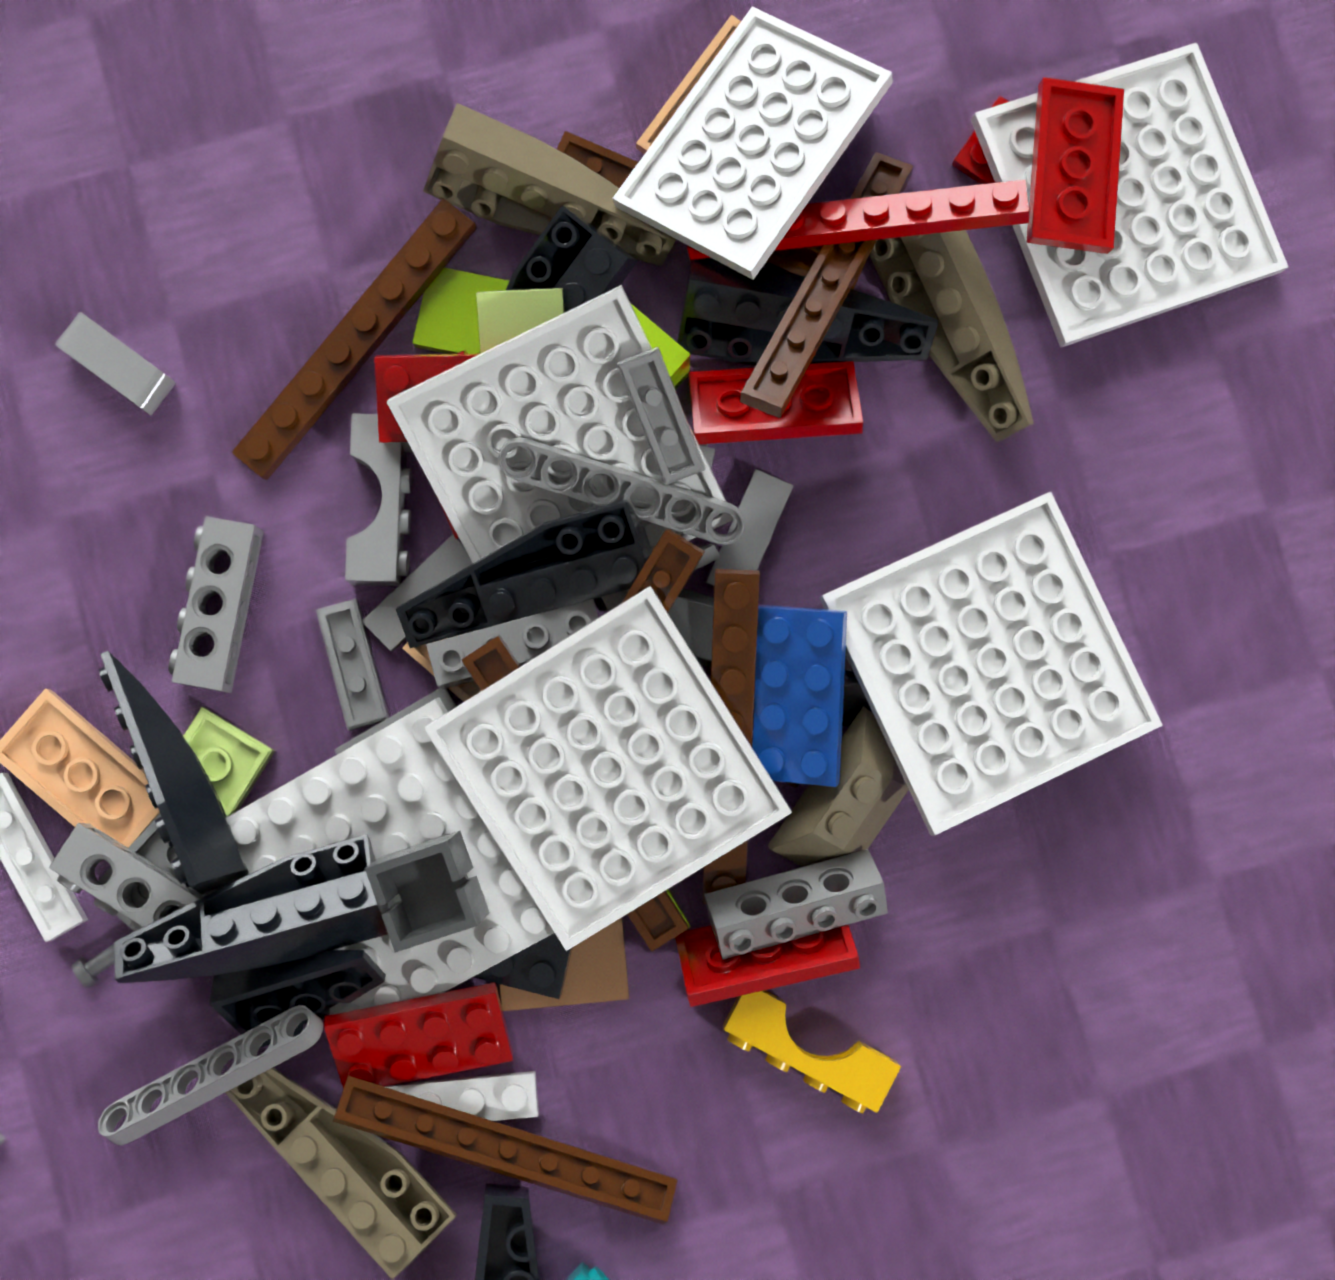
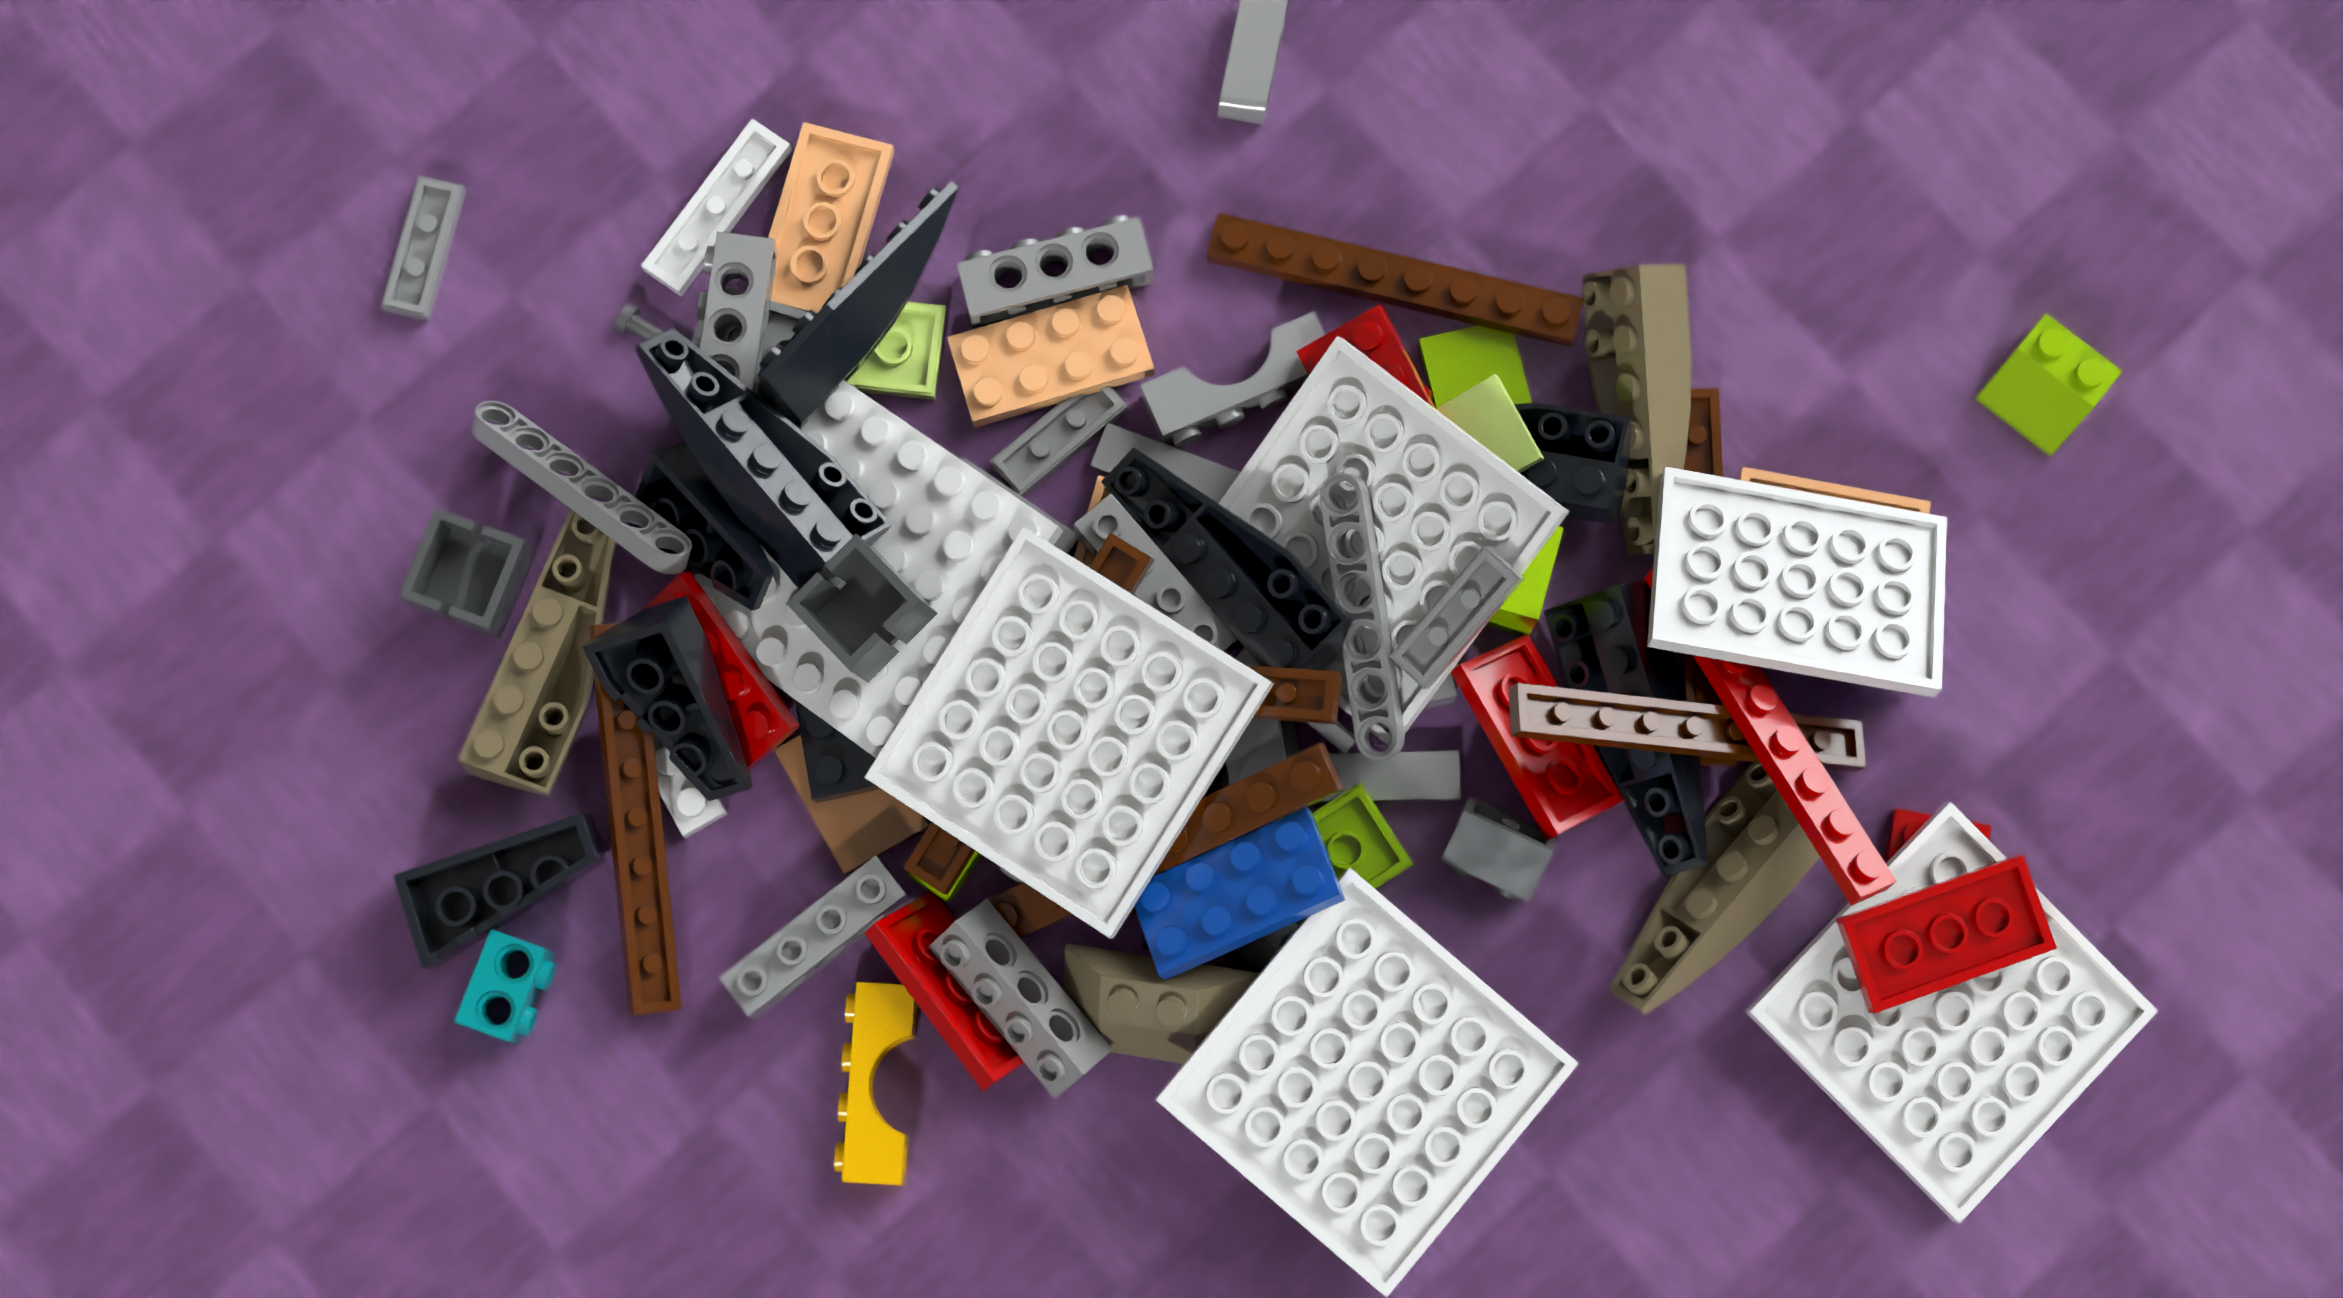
camera: 65 degrees right, 5 degrees down
(239, 1203) = (466, 577): none -> dark grey piece
(284, 641) = (1050, 355): none -> light nougat plate
(409, 1073) = (671, 683): none -> black wedge
(671, 1047) = (813, 938): none -> light grey brick
(793, 577) = (1360, 837): none -> lime tile
(849, 475) = (1498, 850): none -> dark grey brick

